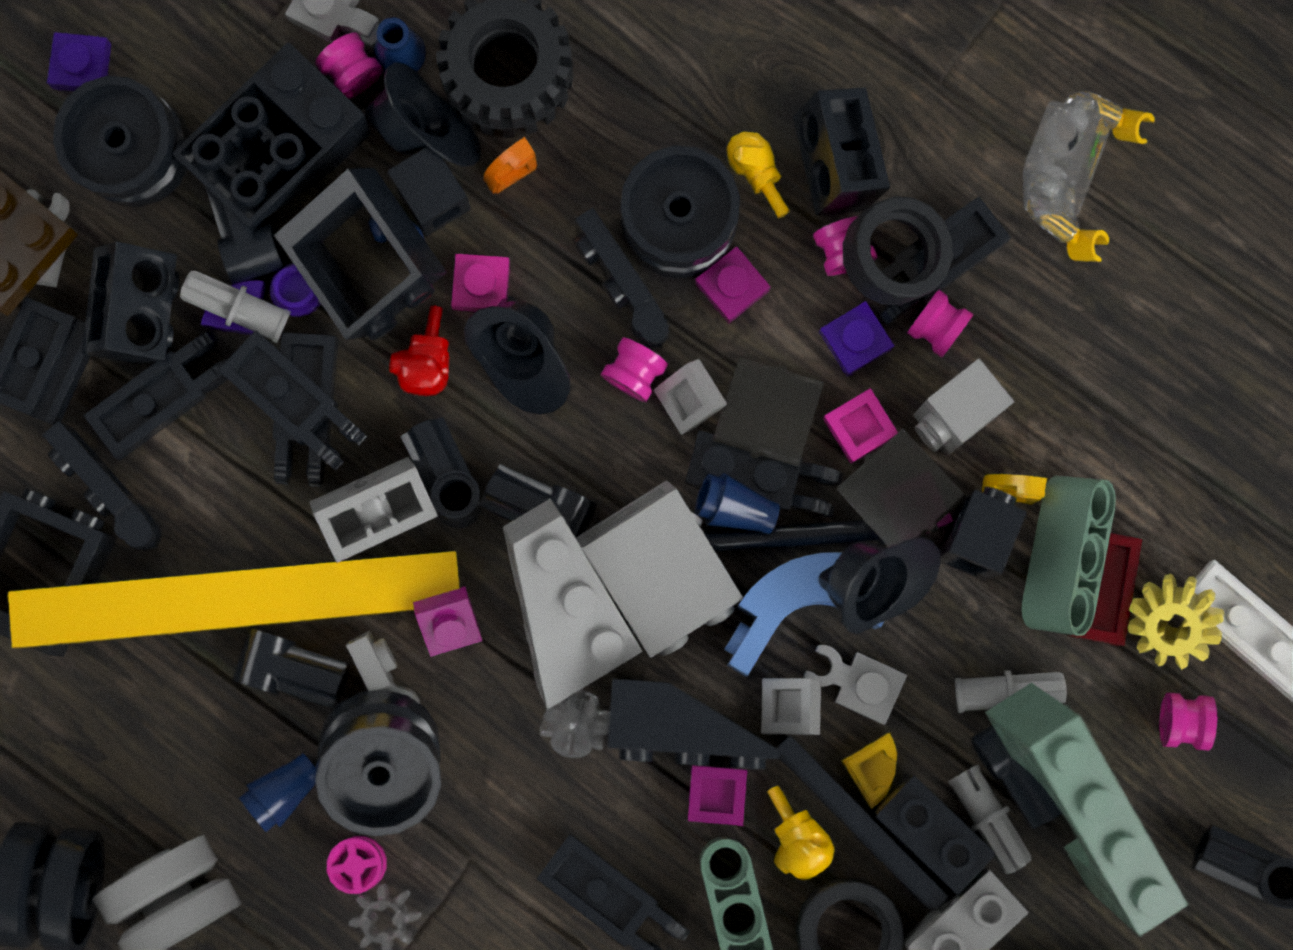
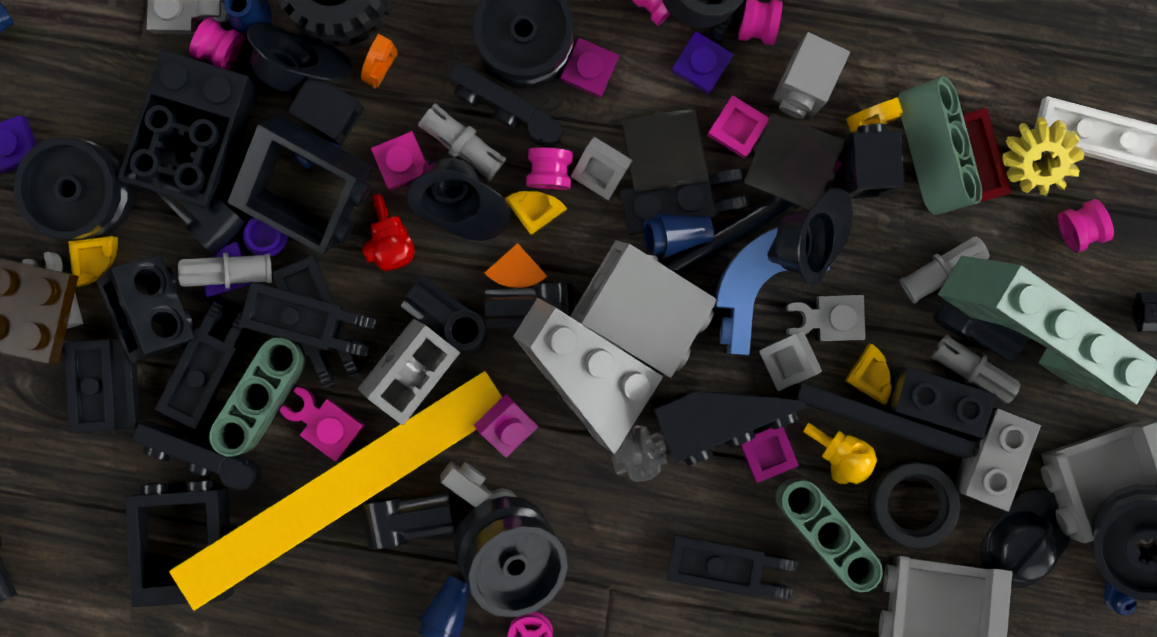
camera: 30 degrees left, 5 degrees up
(102, 223) = (92, 258): none -> yellow tile
(174, 457) = (239, 406): none -> sand green beam
(257, 527) = (328, 426): none -> dark pink plate
(544, 460) = (516, 270): none -> orange tile
(555, 295) = (462, 142): none -> light grey pin
(598, 405) = (535, 209): none -> yellow tile

